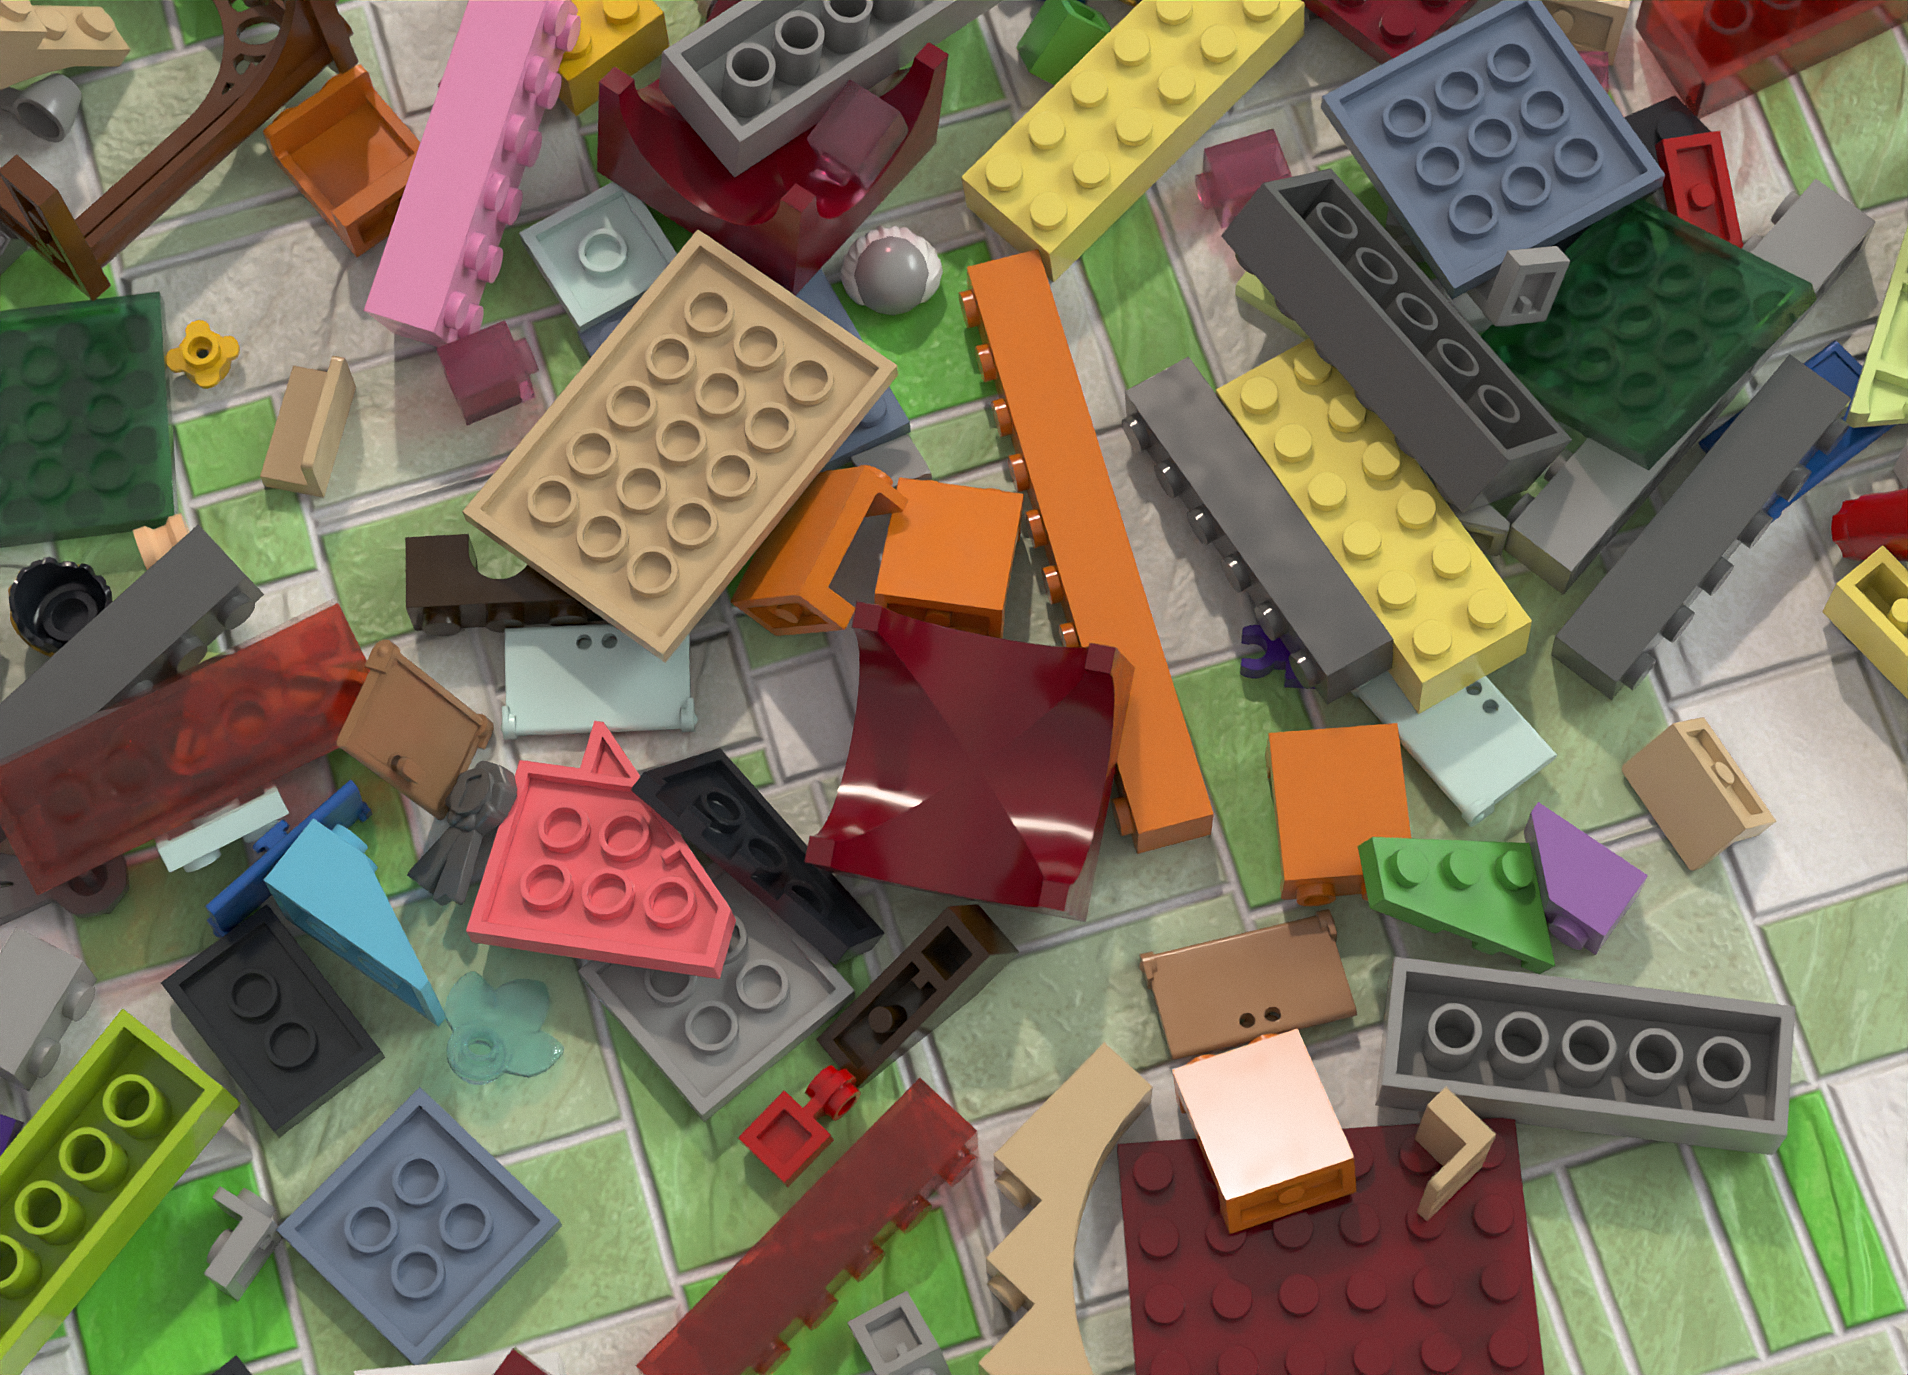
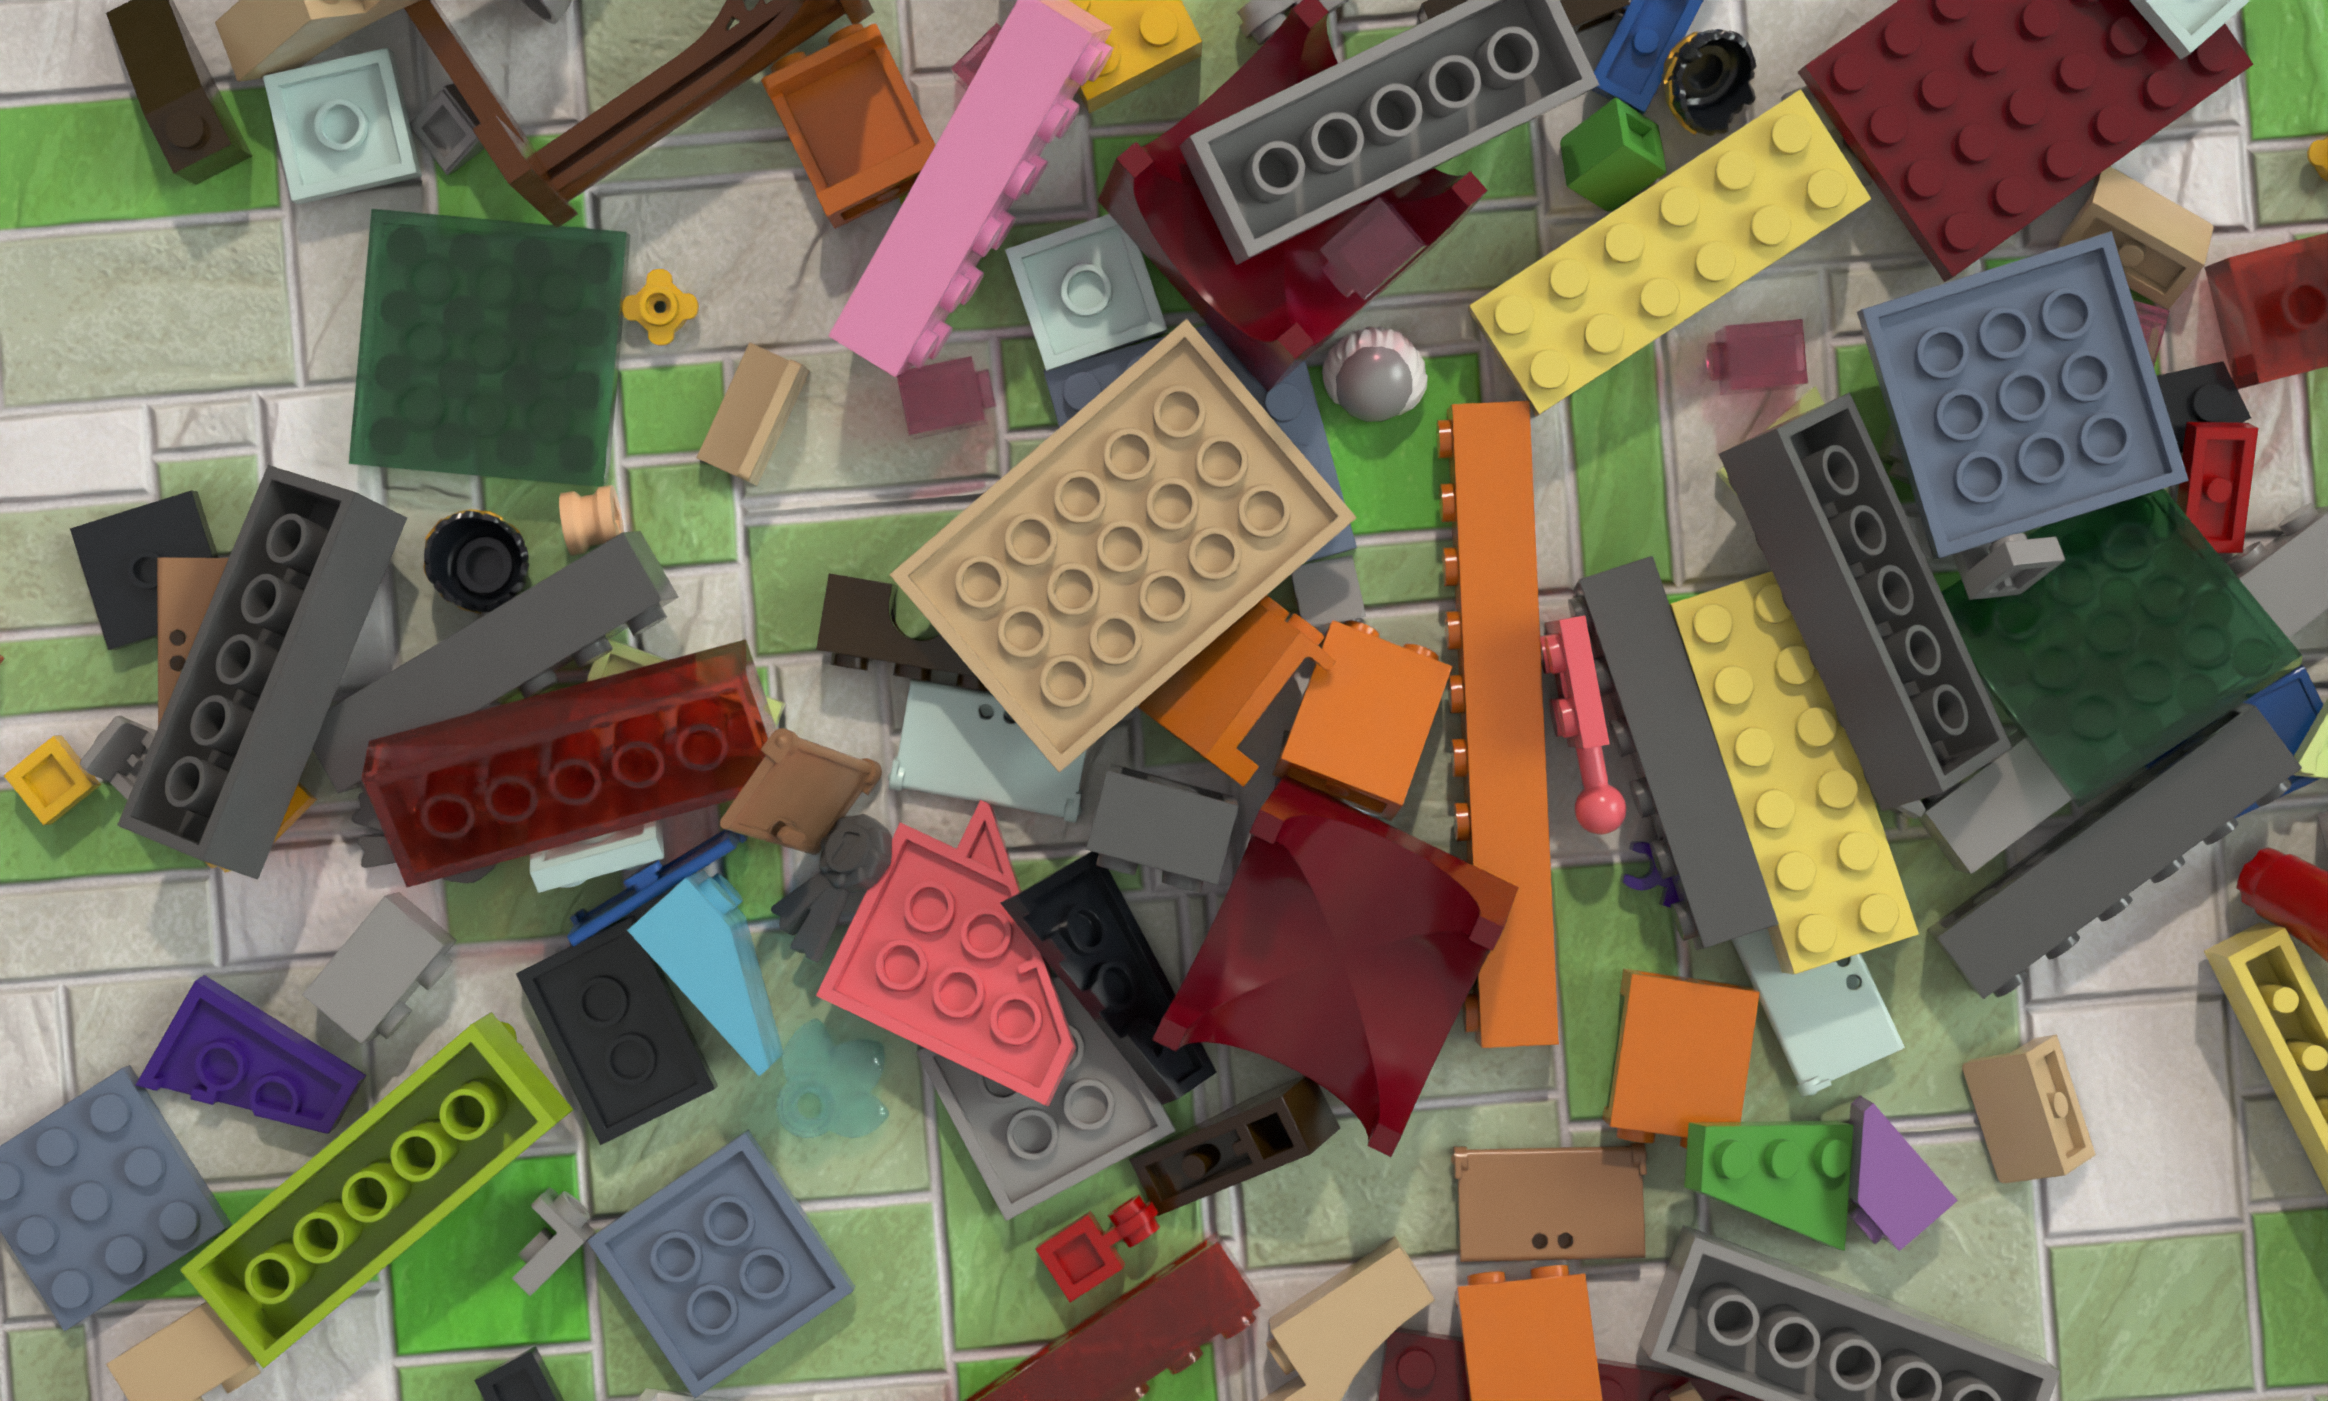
camera: 10 degrees right, 20 degrees up
(770, 665) = (1162, 827): none -> dark grey brick
(1156, 507) = (1581, 720): none -> coral plate

